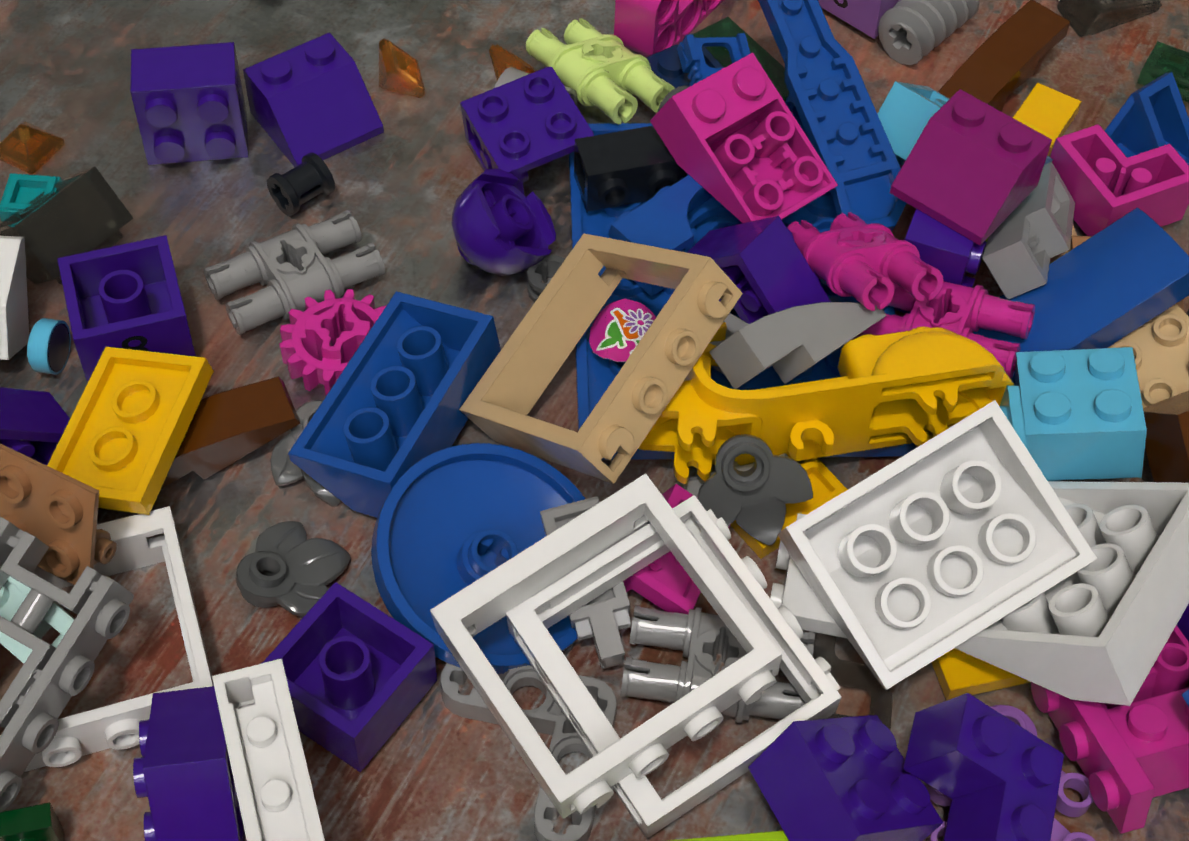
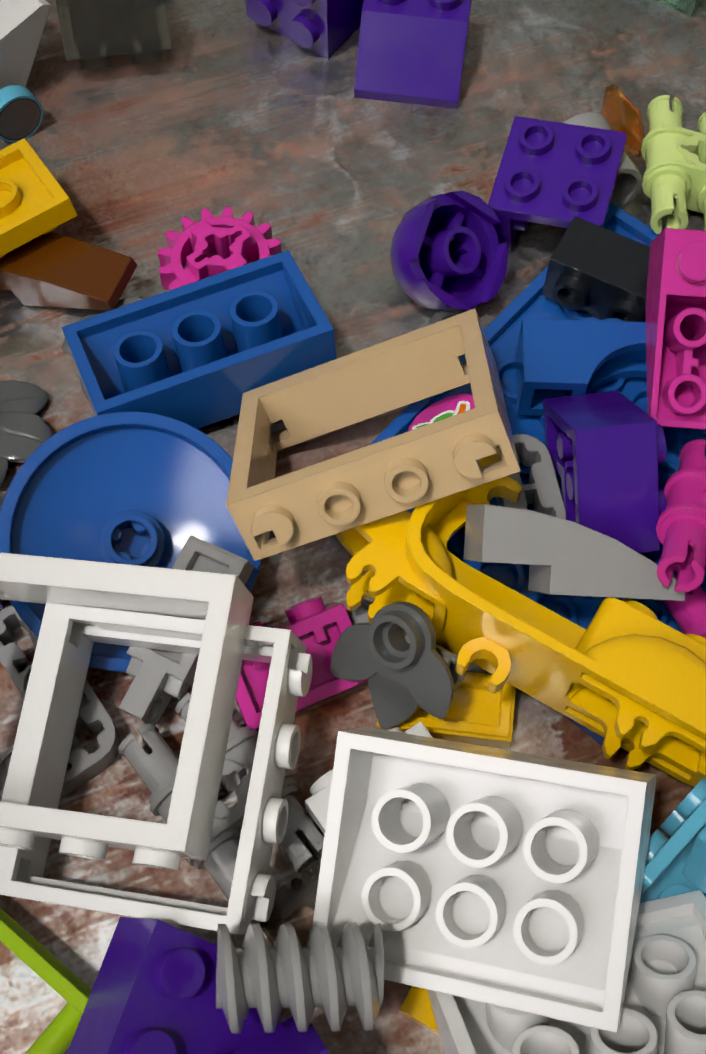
camera: 45 degrees right, 10 degrees up
(125, 300) = (89, 117): dark purple brick -> none
(292, 270) = (251, 178): light grey pin -> none
(301, 184) = (332, 107): black bush -> none
(399, 70) = (520, 59): clear orange slope -> none
(906, 677) = (300, 976): none -> light grey piece

